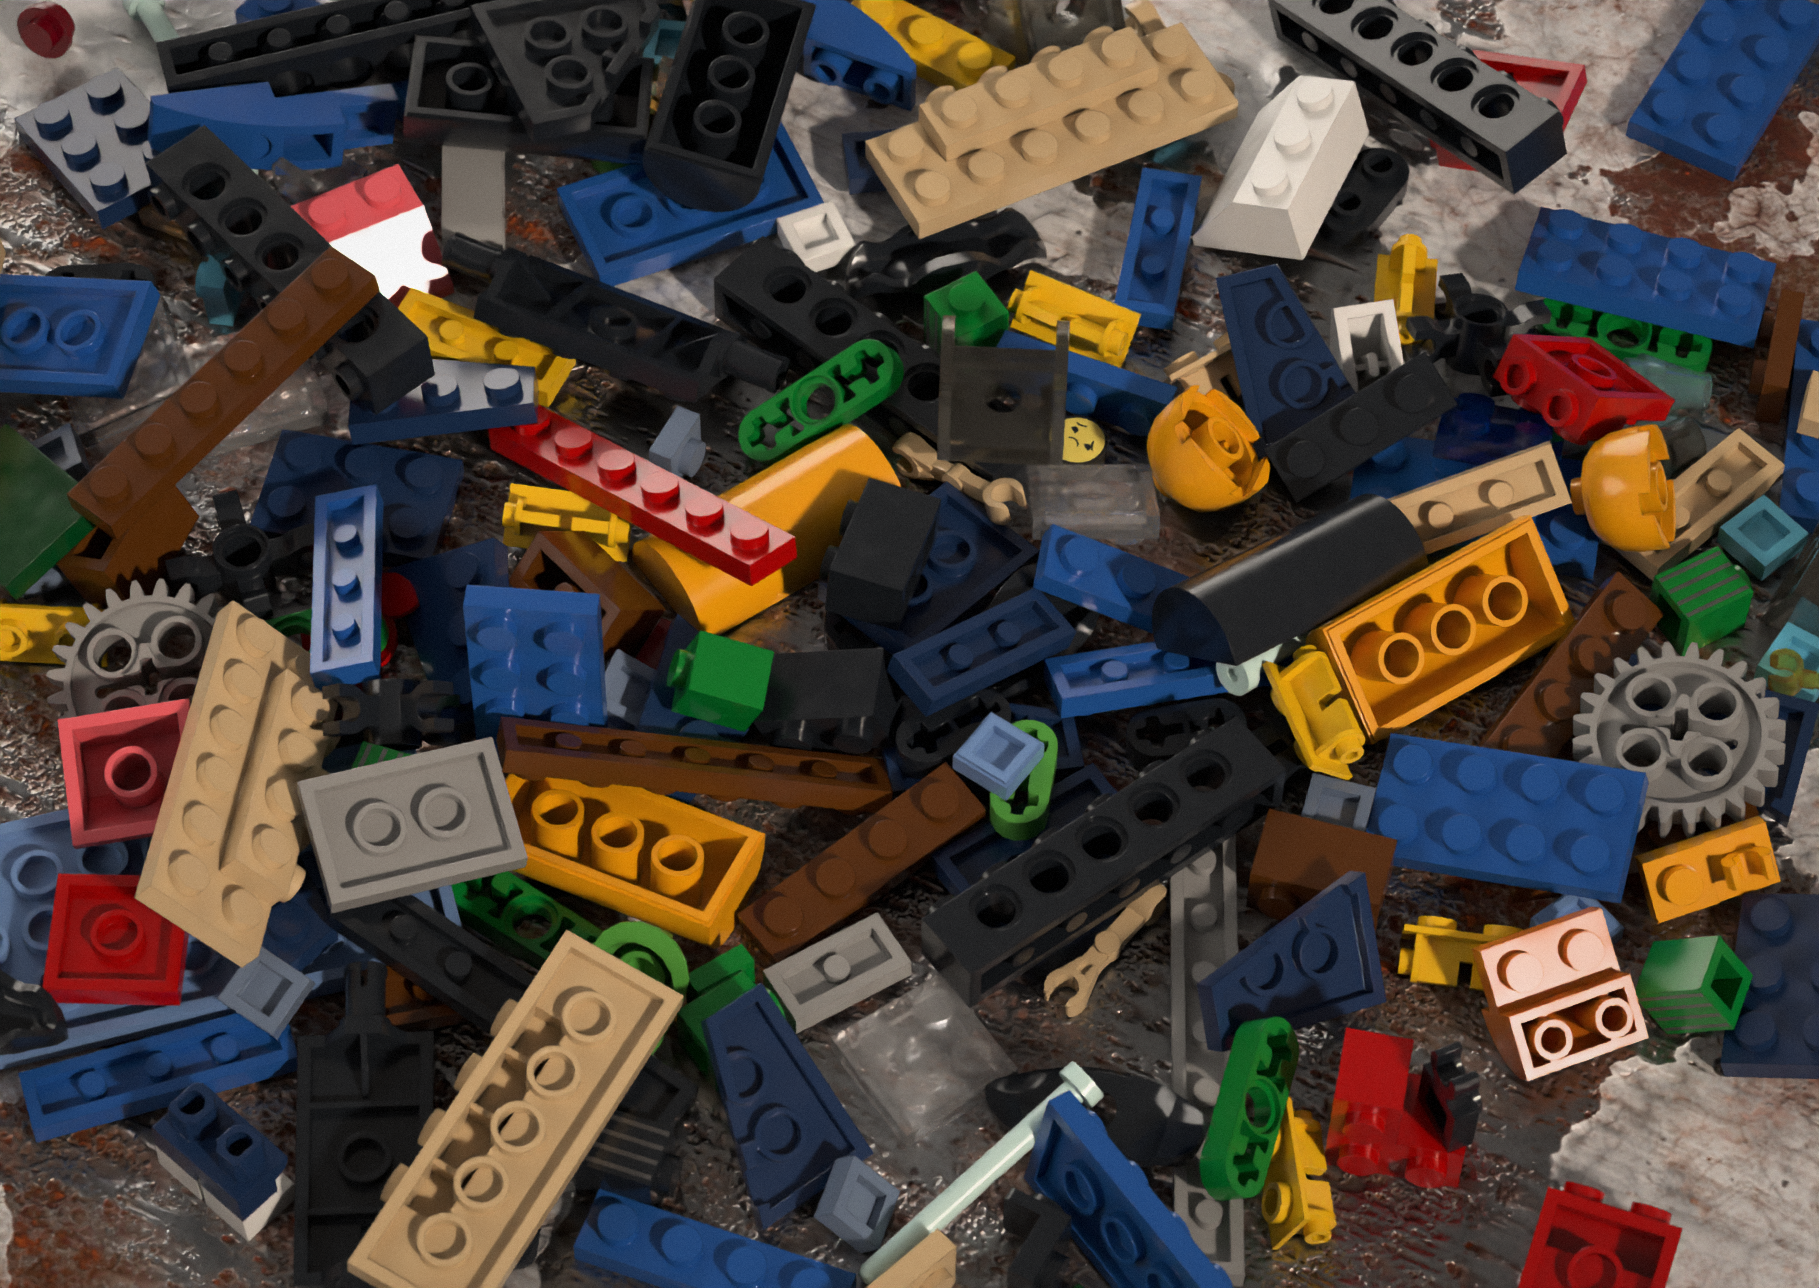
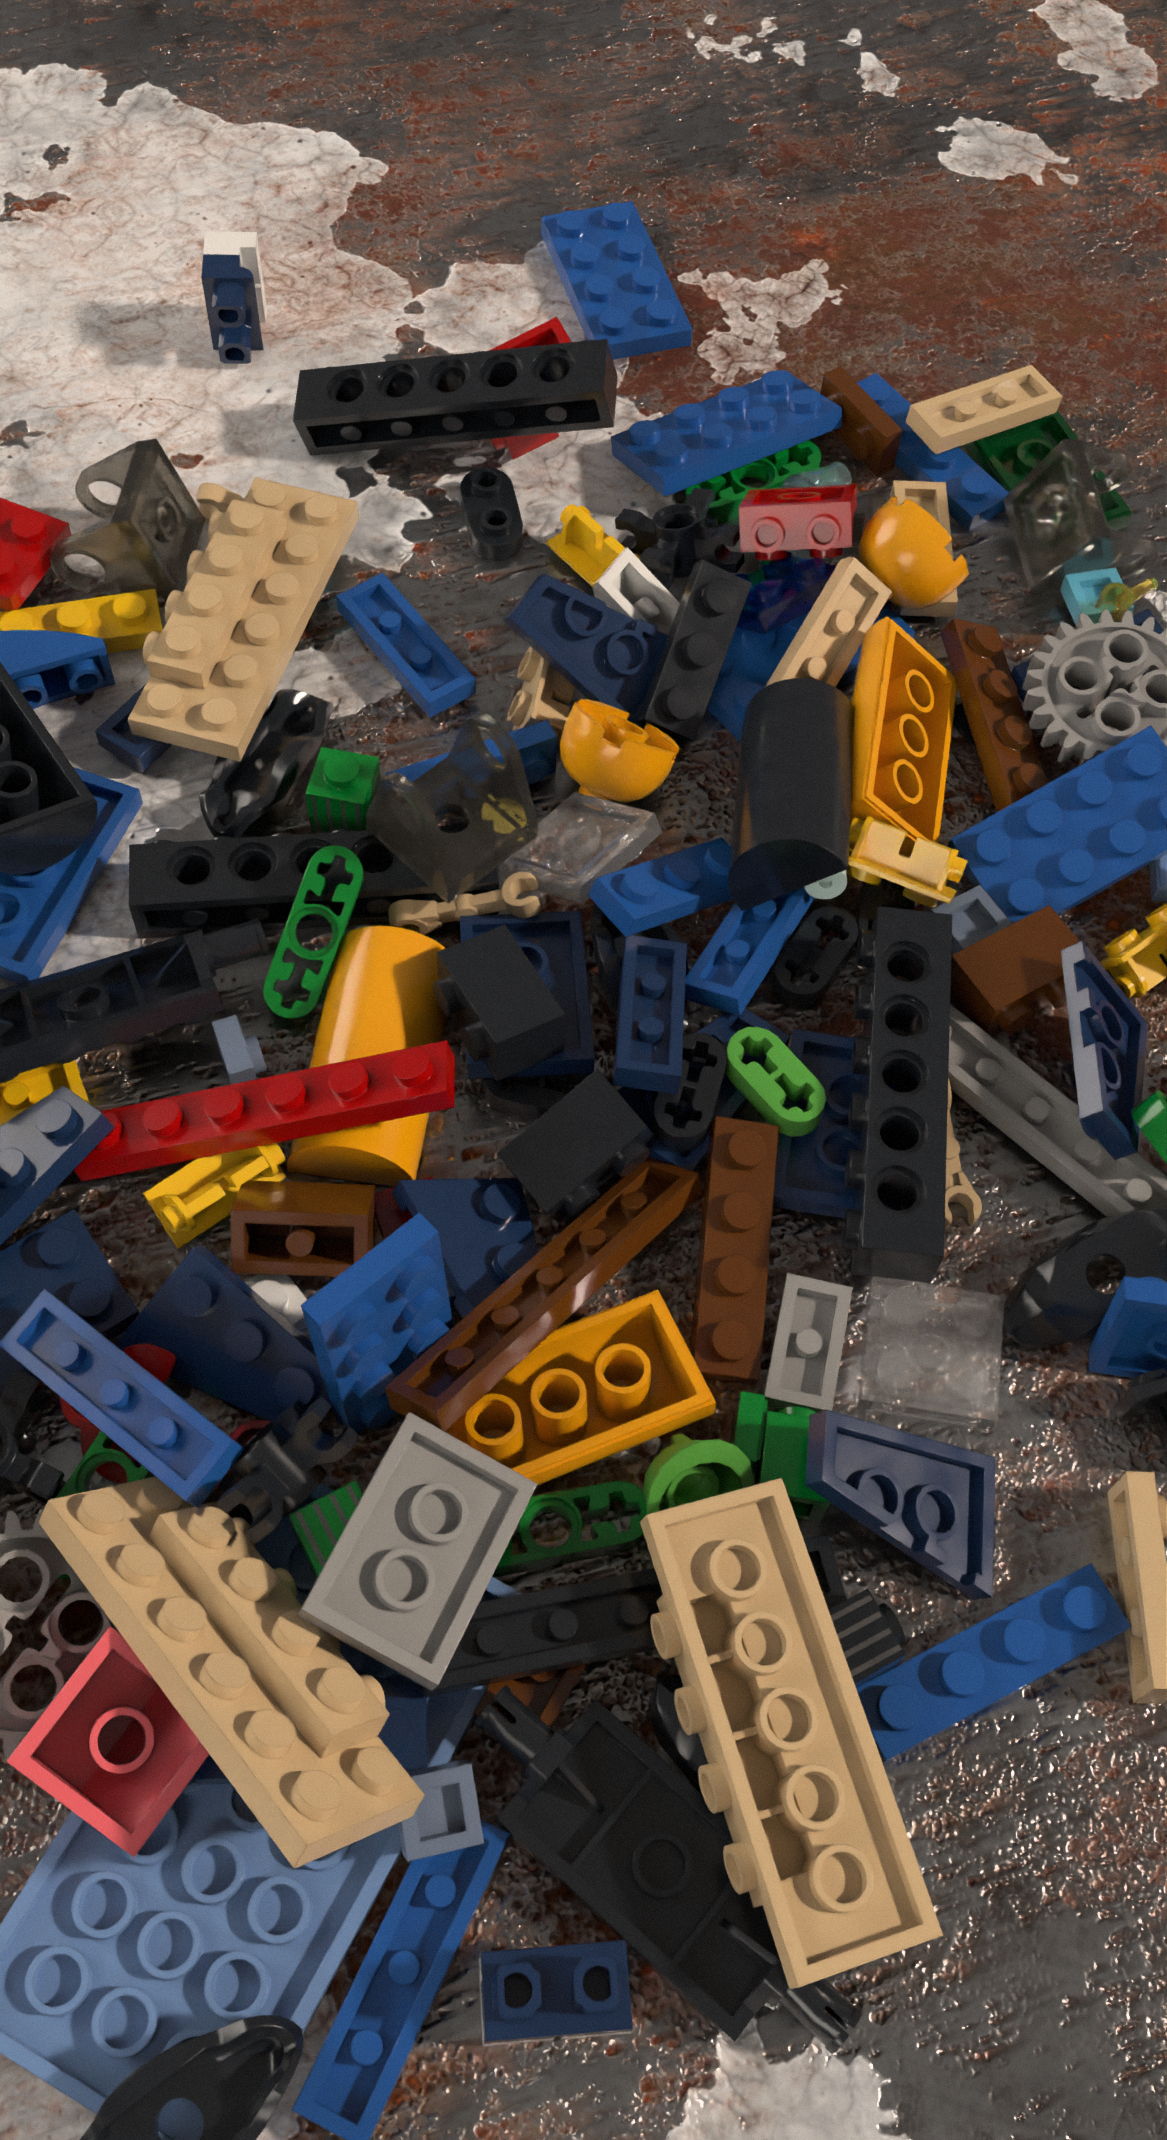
camera: 50 degrees left, 5 degrees up
(111, 945) = (250, 1910): red plate -> none
(720, 680) = (499, 1201): green brick -> none
(817, 236) = (158, 816): white plate -> none
(857, 1204) = (1031, 1509): sand blue plate -> none
(978, 1176) = (1090, 1378): light aqua bar -> none
(998, 756) = (754, 1078): medium blue tile -> none
(1096, 325) = (408, 732): yellow hinge -> none
(1287, 171) = (431, 527): white slope -> none
(1701, 600) = (1005, 599): green brick -> none
(1762, 537) = (982, 537): medium azure plate -> none

